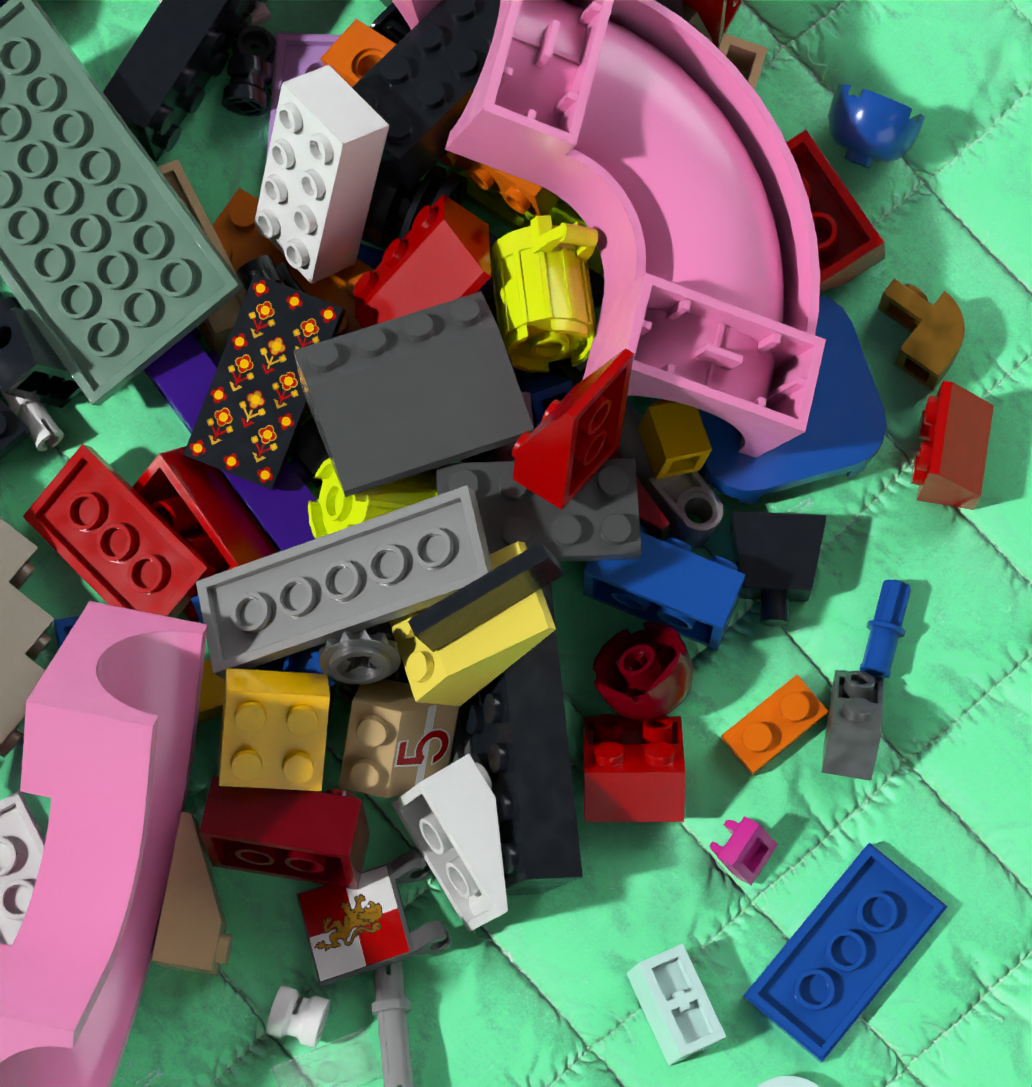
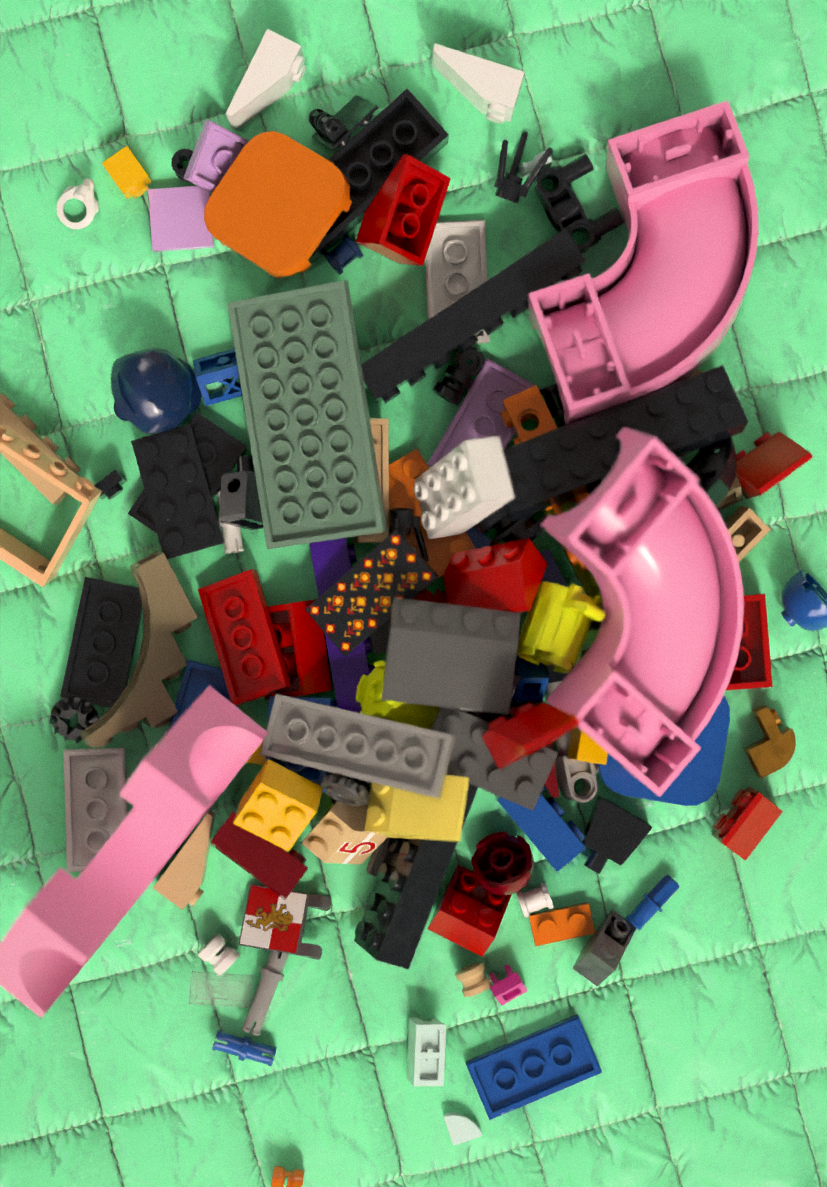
camera: 20 degrees right, 15 degrees up
(458, 835) = (354, 908): white slope -> none
(486, 597) = (429, 805): black tile -> none
(688, 864) = (473, 979): none -> tan wheel
(717, 706) = (535, 899): none -> white bush

